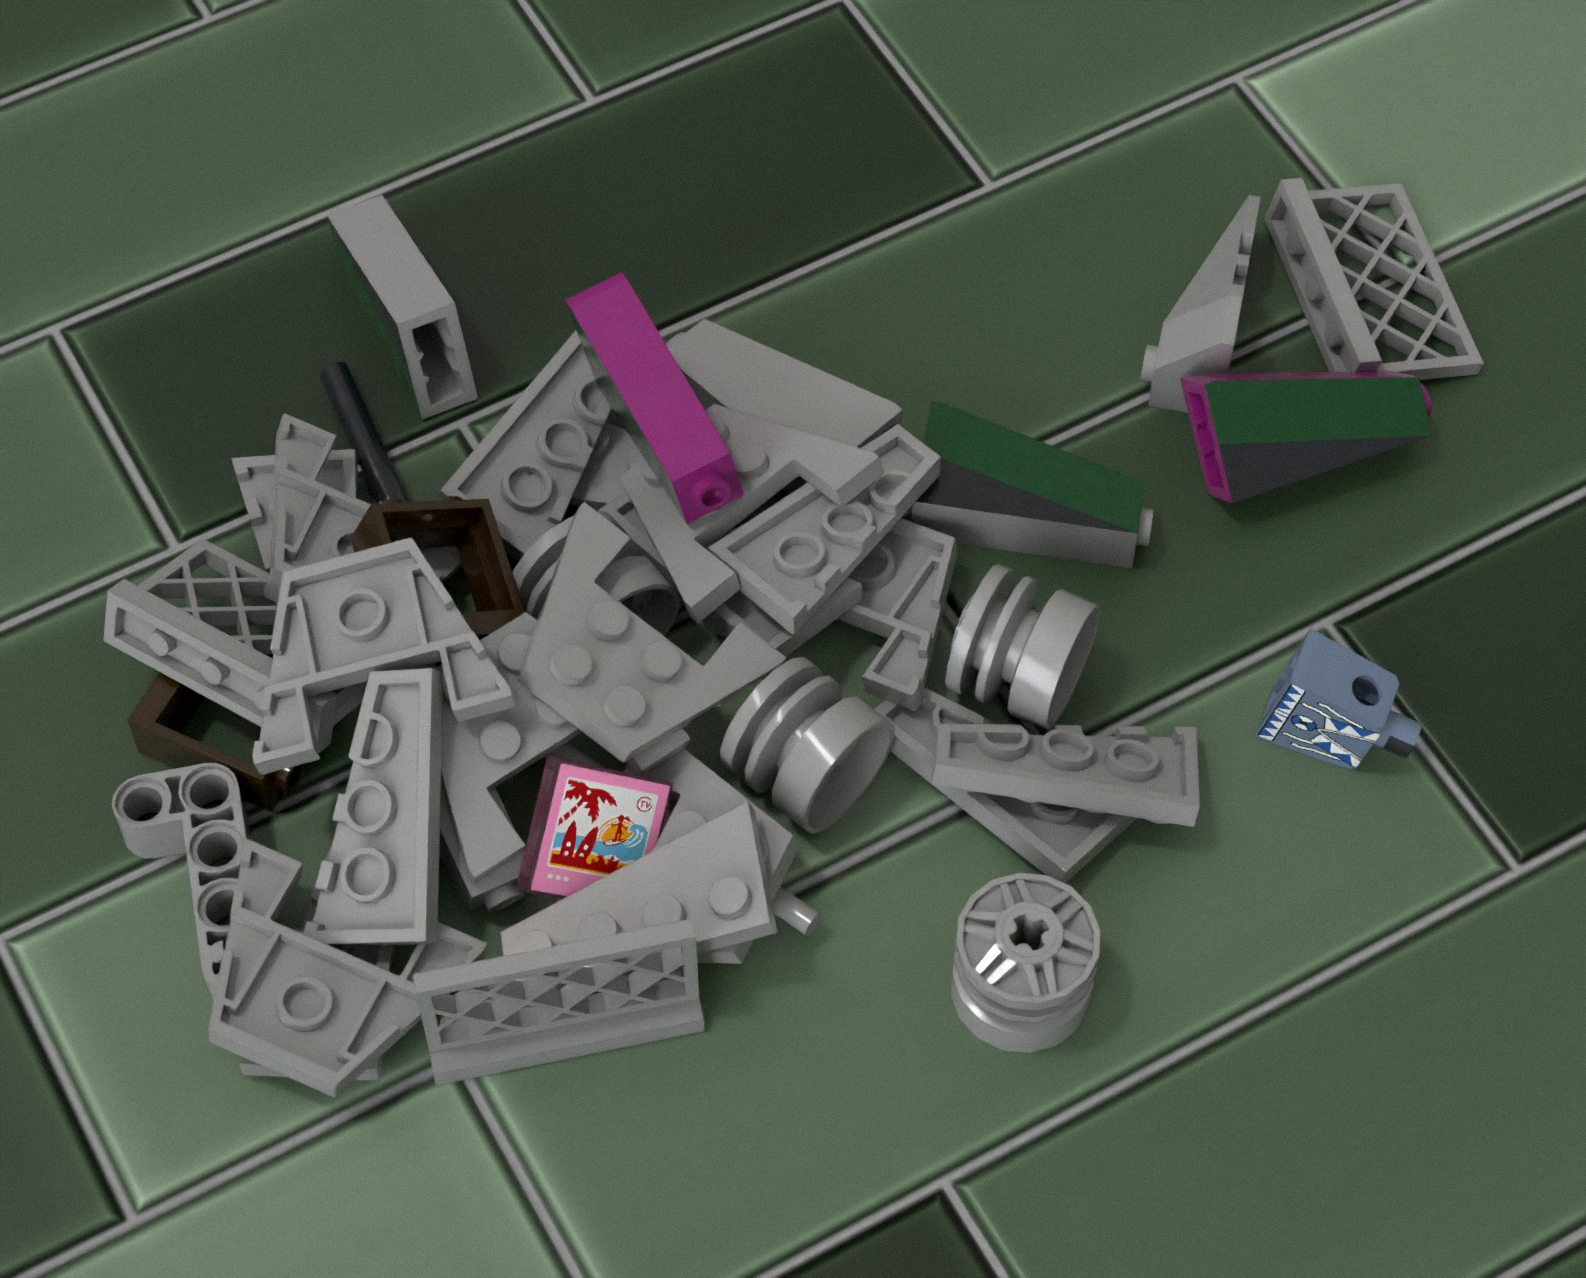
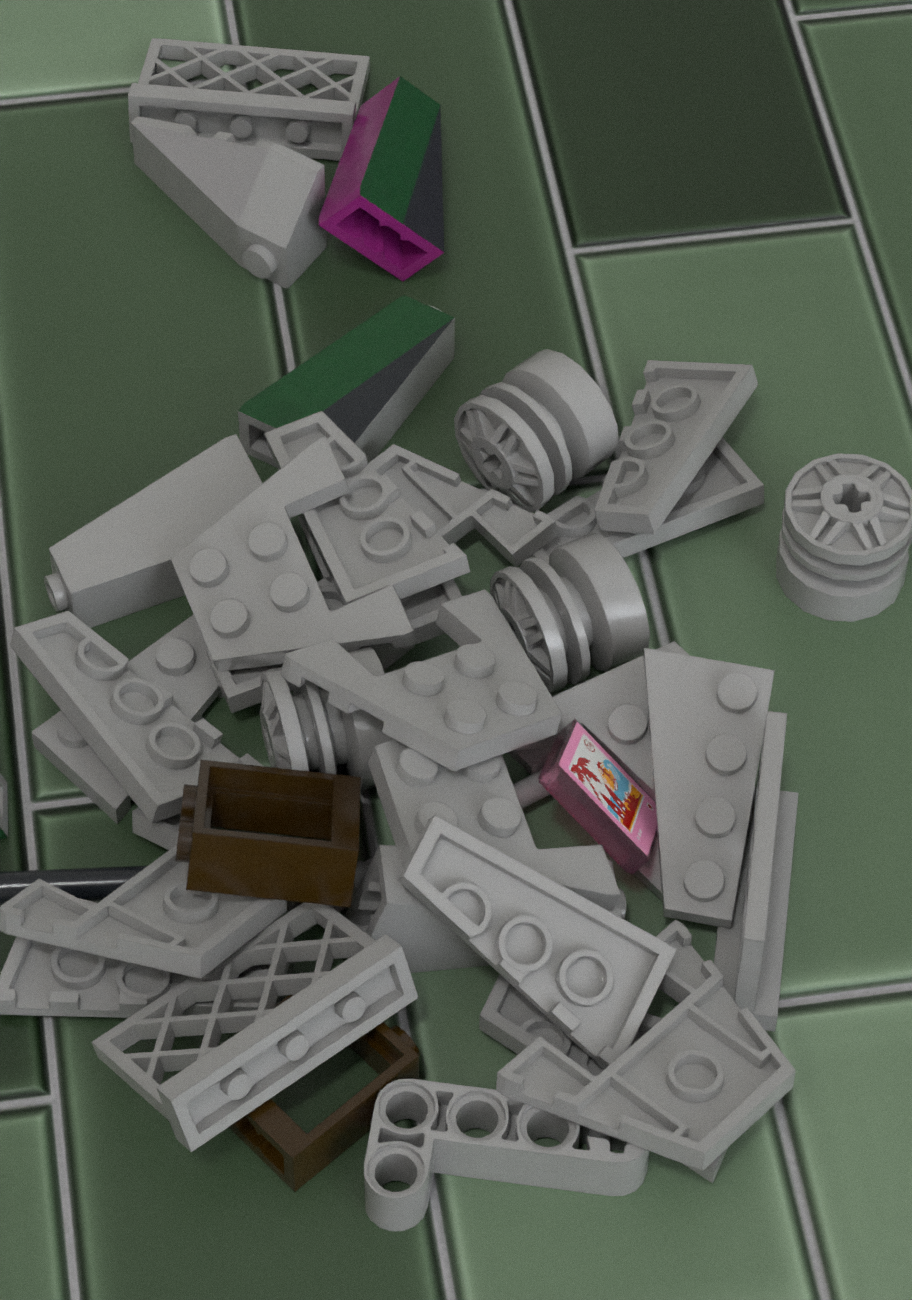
camera: 70 degrees left, 5 degrees down
(362, 617) = (334, 878): light grey wing -> none
(653, 398) = (181, 576): magenta slope -> none
(1335, 706) = (675, 261): sand blue torso -> none

